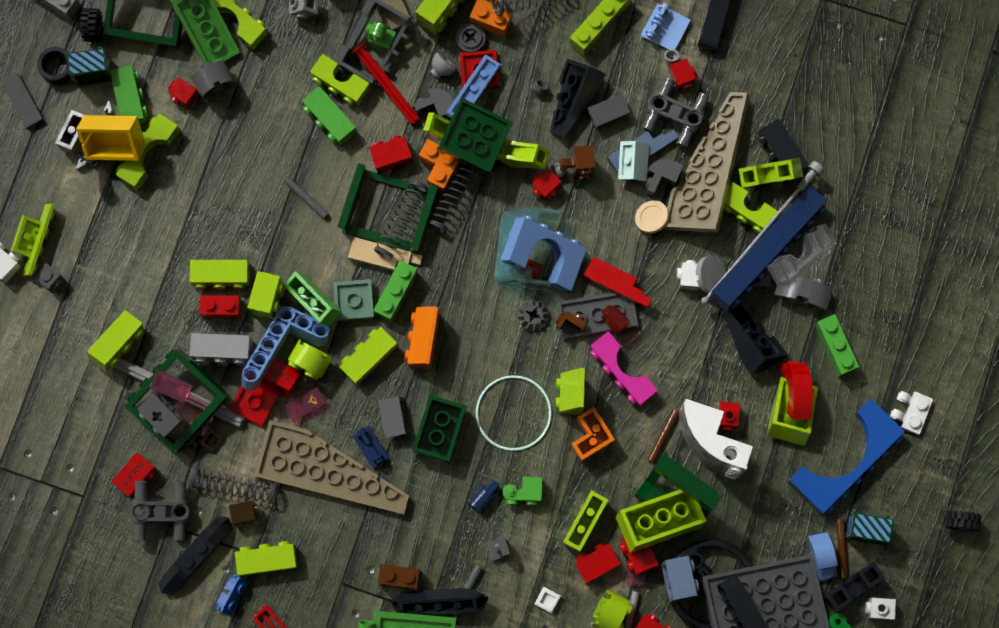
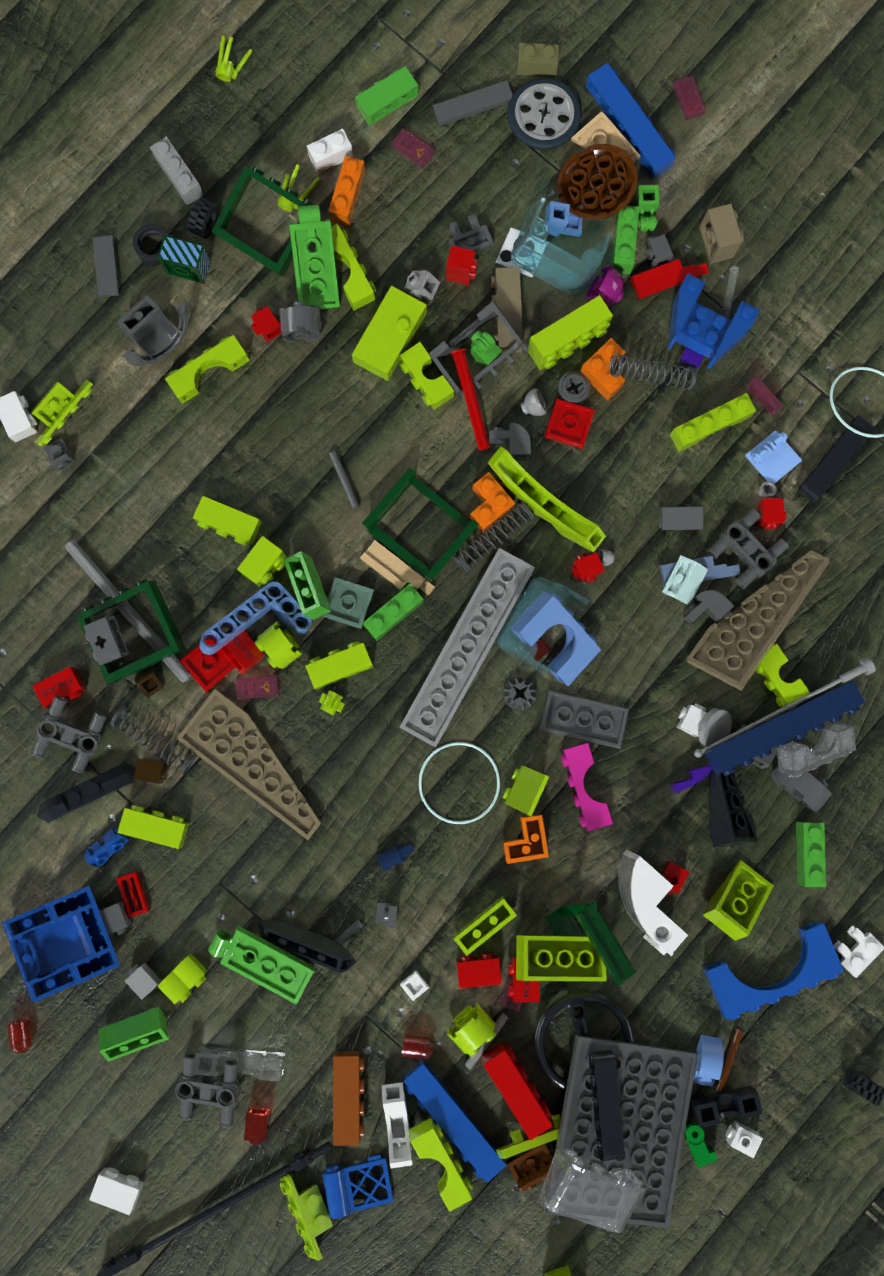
camera: 15 degrees right, 5 degrees up
(111, 137) = (173, 339): yellow piece -> none
(116, 341) = (96, 546): lime brick -> none
(128, 93) = (211, 305): bright green brick -> none
(171, 386) = (128, 617): clear pink tile -> none
(220, 307) = (213, 555): red brick -> none
(221, 349) = (195, 599): light grey brick -> none
(292, 57) = (389, 333): none -> lime brick
(328, 116) = (400, 408): bright green brick -> none
(370, 446) = (303, 757): dark blue hinge -> none
(375, 389) = (331, 702): none -> lime gear
(390, 153) = (445, 471): red brick -> none
(394, 417) = (339, 738): dark grey hinge -> none
(399, 576) = (276, 901): reddish brown brick -> none
(419, 186) = (459, 514): dark grey piece -> none
(422, 337) = (400, 670): orange slope -> none
(439, 429) = (378, 770): dark green brick -> none
(471, 295) = (467, 647): none -> light grey plate
(474, 135) = (537, 489): dark green plate -> none
(476, 83) = (555, 441): medium blue tile -> none
(530, 492) = (441, 871): bright green brick -> none
(539, 87) = (622, 466): dark grey hinge -> none
(576, 321) = (558, 717): reddish brown bracket -> none
(577, 90) = (660, 483): black wedge -> none
(581, 162) = (632, 560): reddish brown brick -> none
(615, 318) = (600, 733): clear red brick -> none
(616, 281) = (616, 694): red piece -> none
(652, 217) = (680, 644): tan piece -> none
(663, 435) = (598, 869): reddish brown bar -> none
(679, 578) = (554, 1030): sand blue brick -> none
(711, 321) = (695, 775): none -> dark purple slope
(771, 172) = (820, 650): lime arch -> none
(780, 144) = (840, 631): black brick -> none
(799, 389) = (758, 885): red arch -> none
(869, 528) = (767, 1055): dark green container -> none

